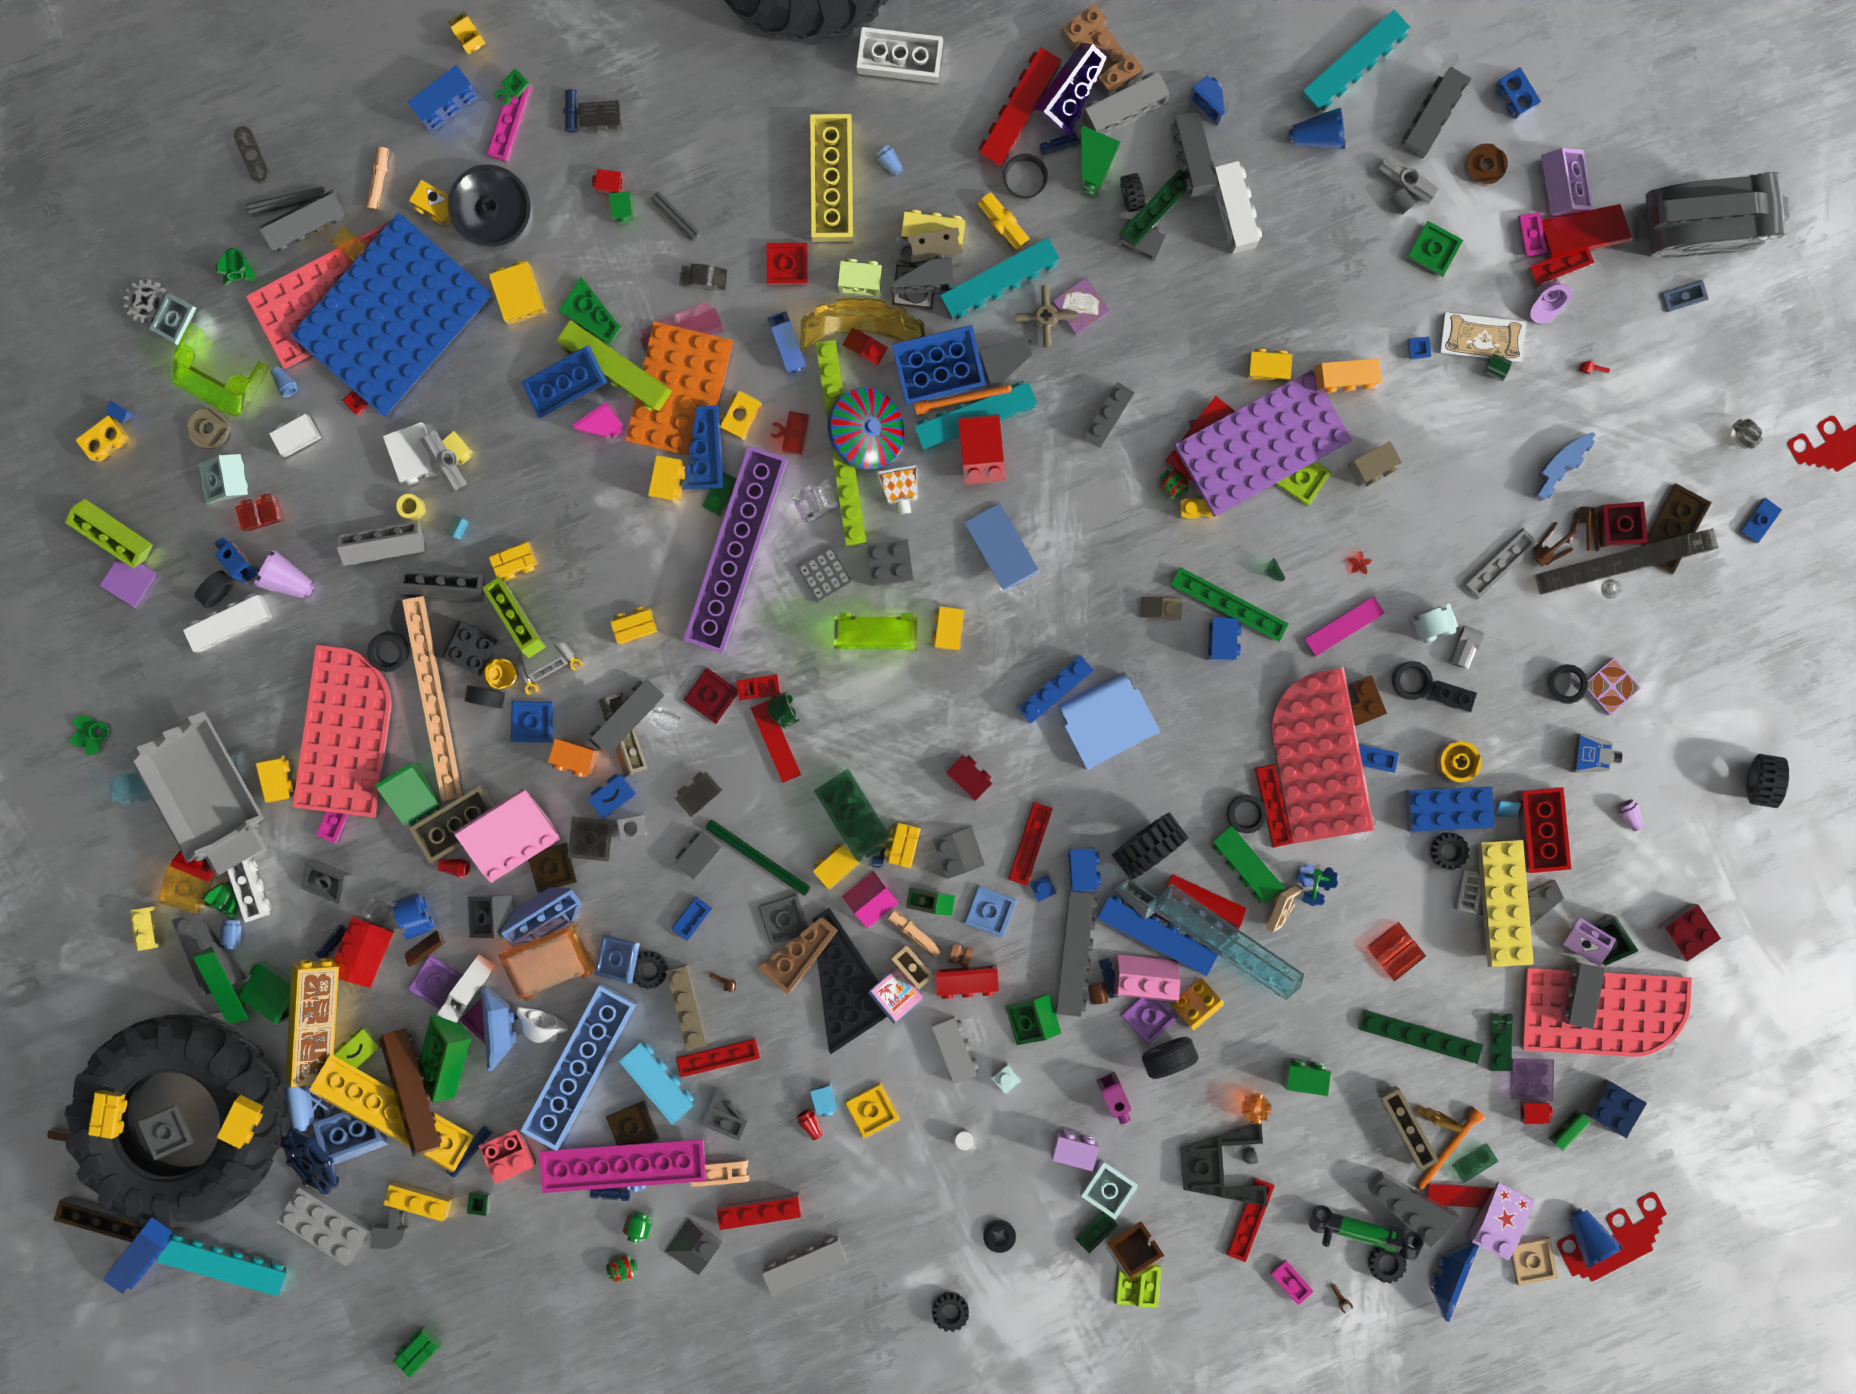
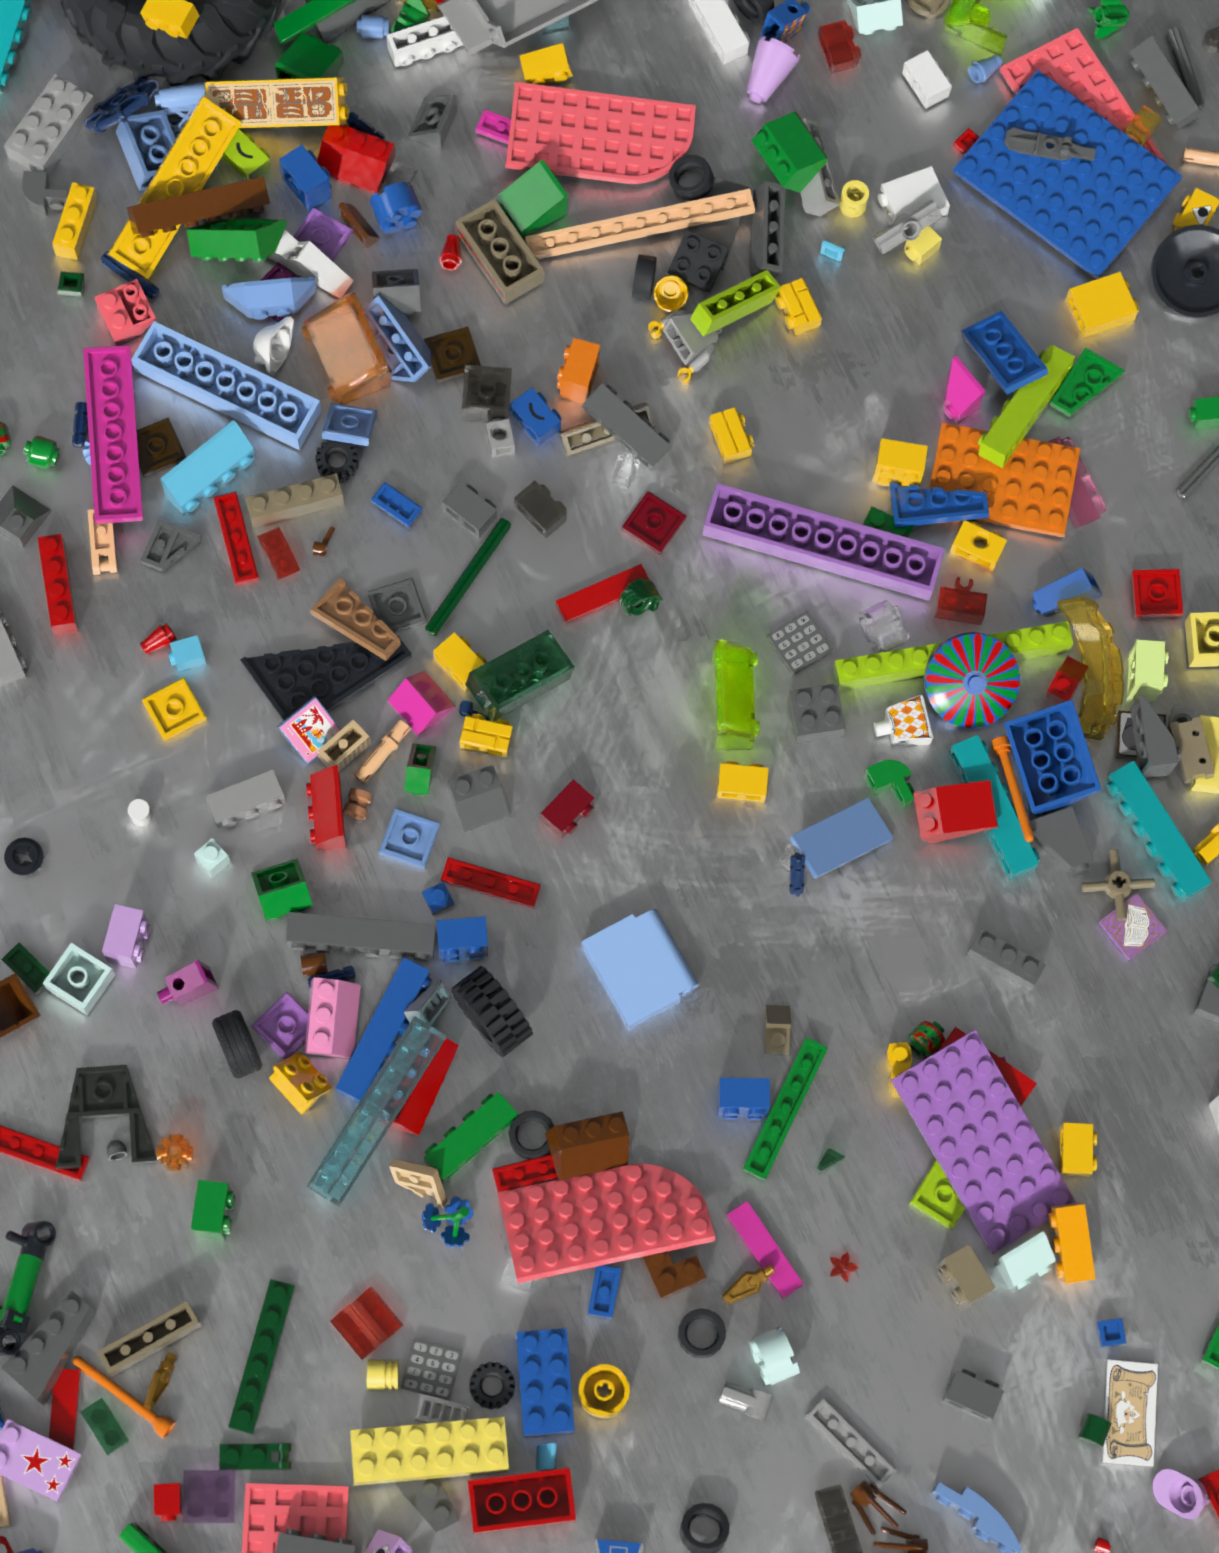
camera: 80 degrees right, 15 degrees down
(365, 342) = (1035, 145): none -> dark grey piece
(367, 562) = (790, 151): none -> green slope
(378, 999) = (306, 177): none -> blue brick
(507, 835) = (489, 301): bright pink slope -> none
(532, 721) = (618, 331): blue tile -> none
(703, 276) = (1134, 501): clear smoke brick -> none
(734, 1021) = (278, 553): none -> clear red slope
(758, 687) = (665, 572): red slope -> none
(945, 502) = (889, 775): none -> green brick
(1033, 586) = (797, 864): none -> dark blue axle
(1055, 689) = (675, 904): blue brick -> none
(1259, 767) = (589, 1145): none -> reddish brown slope
(1361, 414) = (1025, 1261): none -> light aqua slope
(1373, 641) = (748, 1284): none -> pearl gold piece
(1434, 900) = (431, 1369): none -> tile
(1440, 939) = (382, 1374): none -> light yellow piece
(1452, 696) = (684, 1382): black brick -> none
(1467, 462) = (973, 1394): none -> dark grey brick

